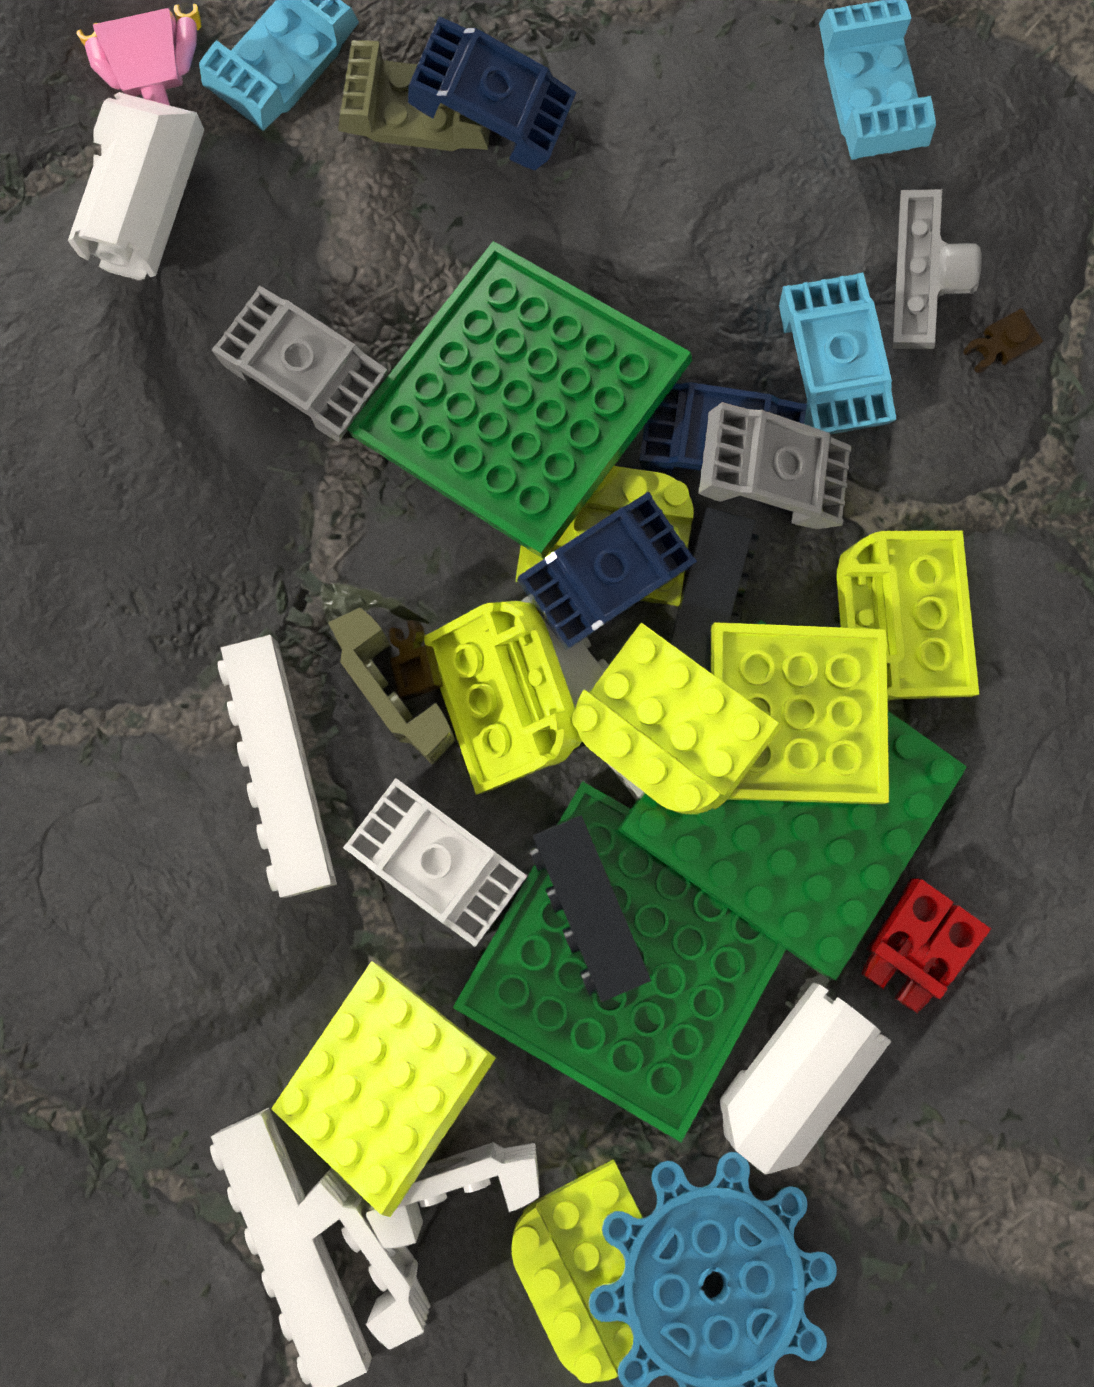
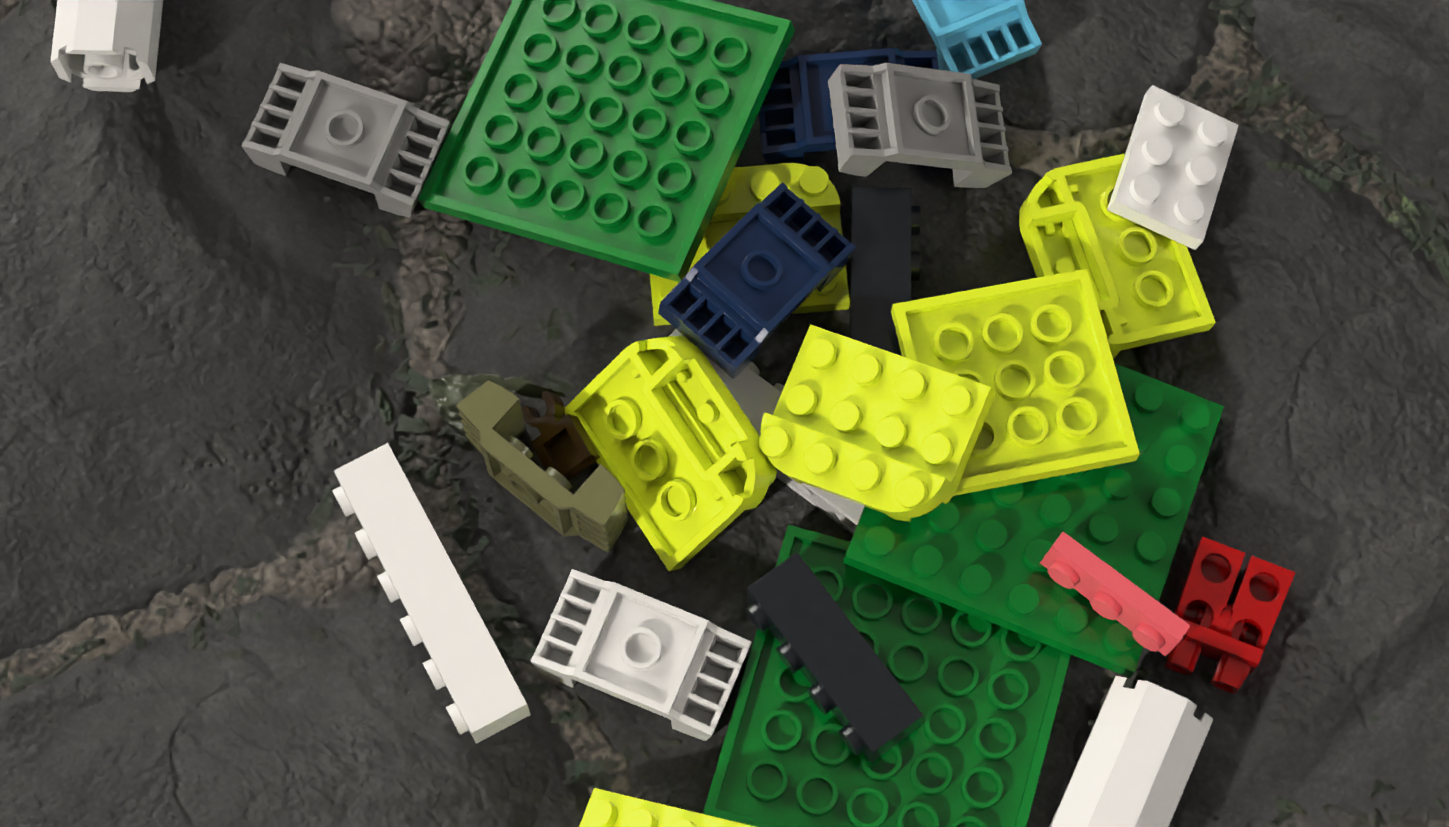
camera: 10 degrees left, 10 degrees down
(835, 918) = (1114, 595): none -> coral plate
(978, 552) = (1173, 167): none -> white plate

